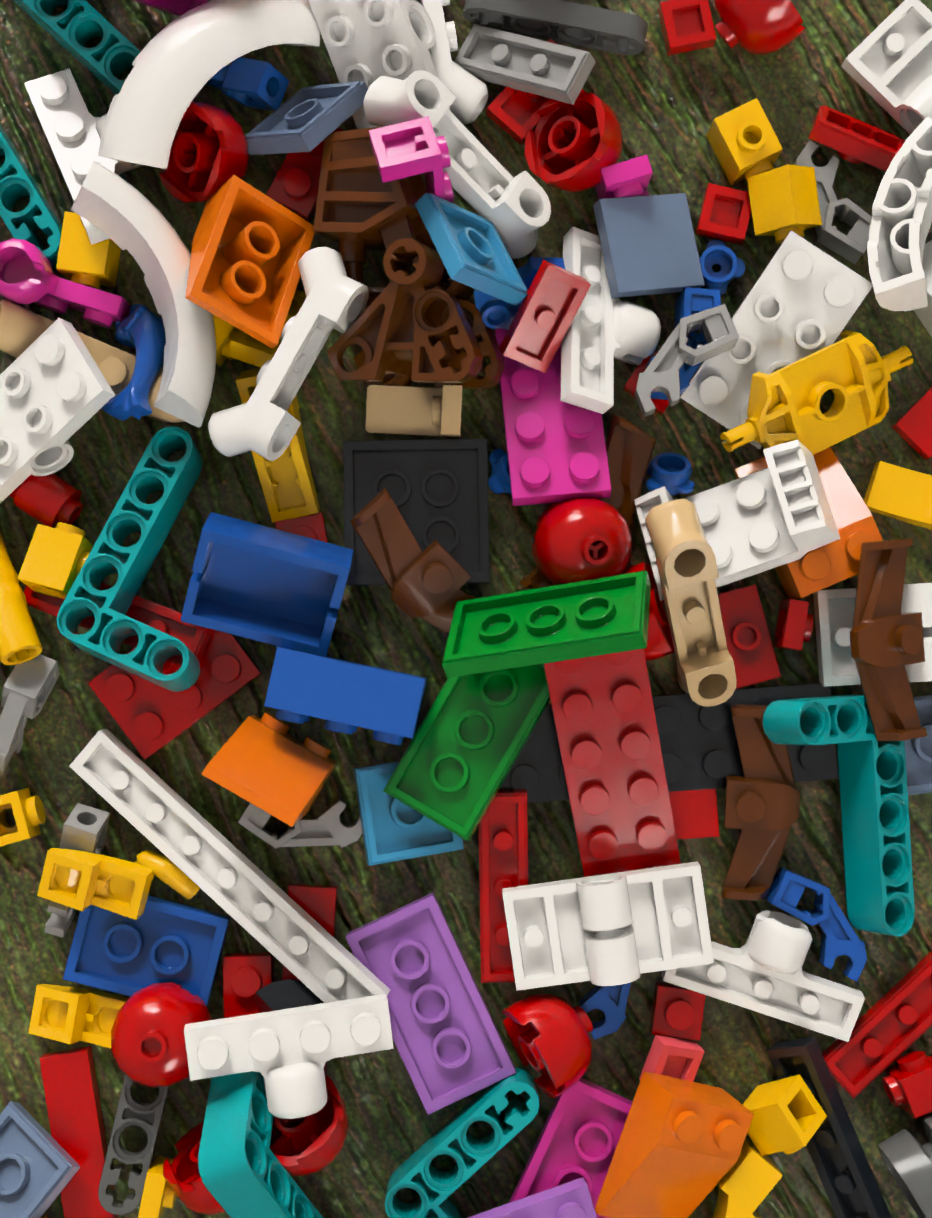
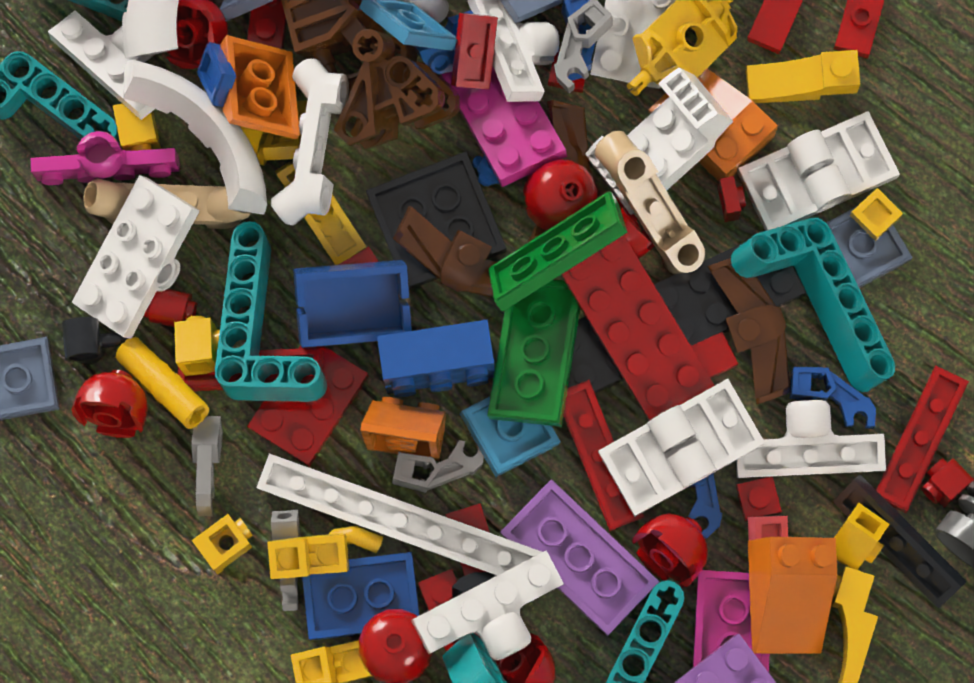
camera: 15 degrees left, 10 degrees down
(146, 334) = (204, 168): blue animal -> none
(200, 223) = (216, 74): none -> blue tile
(414, 410) = (408, 151): tan bracket -> none
(672, 472) = (602, 125): blue plate -> none
(748, 636) = (704, 219): red plate -> none
(886, 640) = (794, 178): reddish brown plate -> none

